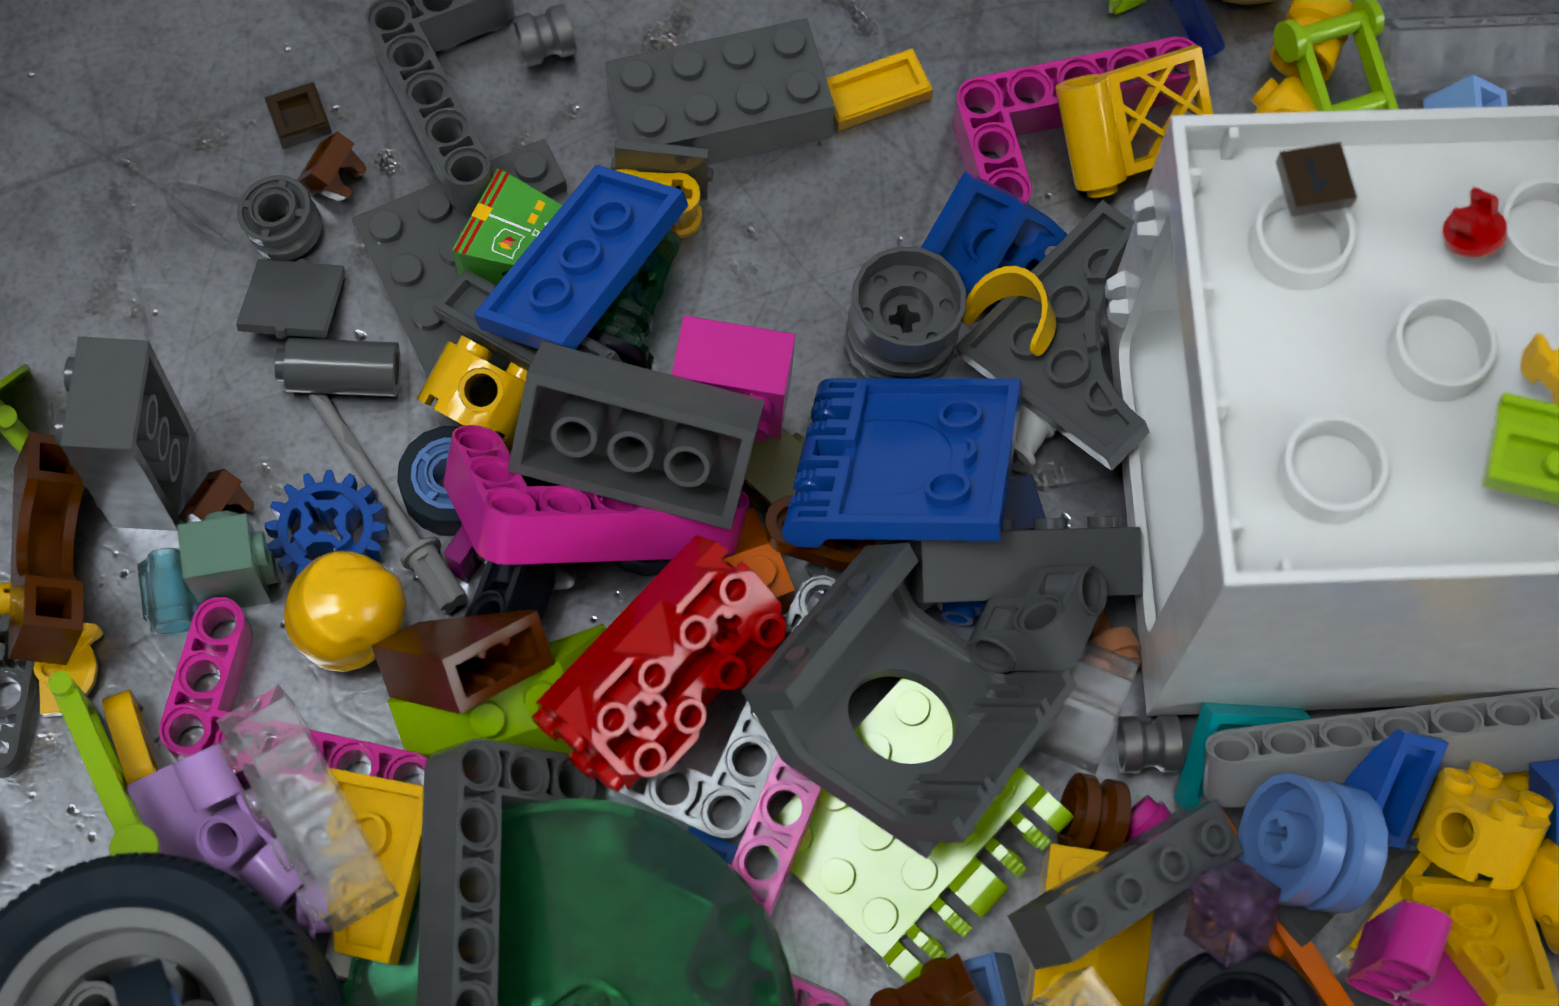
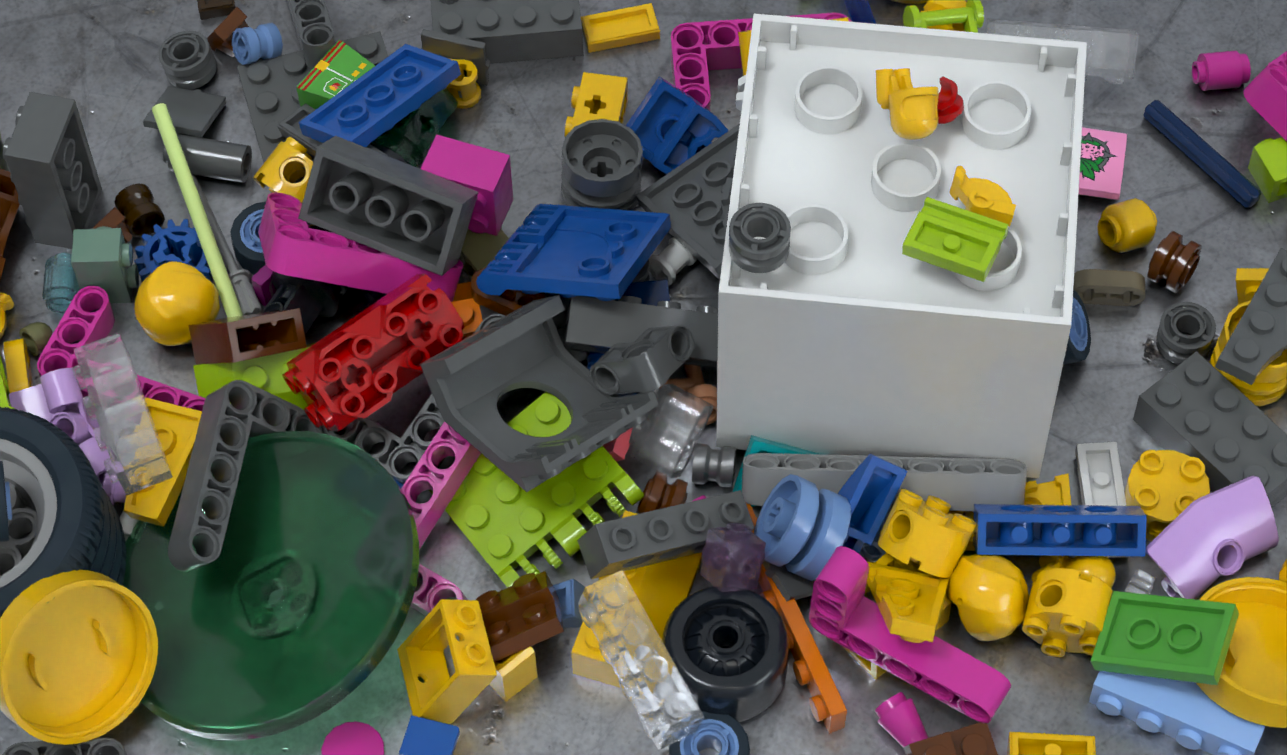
camera: 15 degrees right, 10 degrees down
(148, 681) = (36, 337): none -> olive hinge
(257, 462) = (138, 207): none -> dark brown wheel
(347, 464) = (196, 211): none -> yellowish green piece
(378, 180) = (257, 43): none -> medium blue wheel
(872, 201) = (598, 98): none -> yellow brick
(1010, 282) = (677, 155): yellow helmet -> none
(1291, 471) = (759, 221): none -> dark grey wheel
(1316, 179) = (838, 60): dark brown tile -> none
(1443, 248) = (911, 109): none -> yellow piece

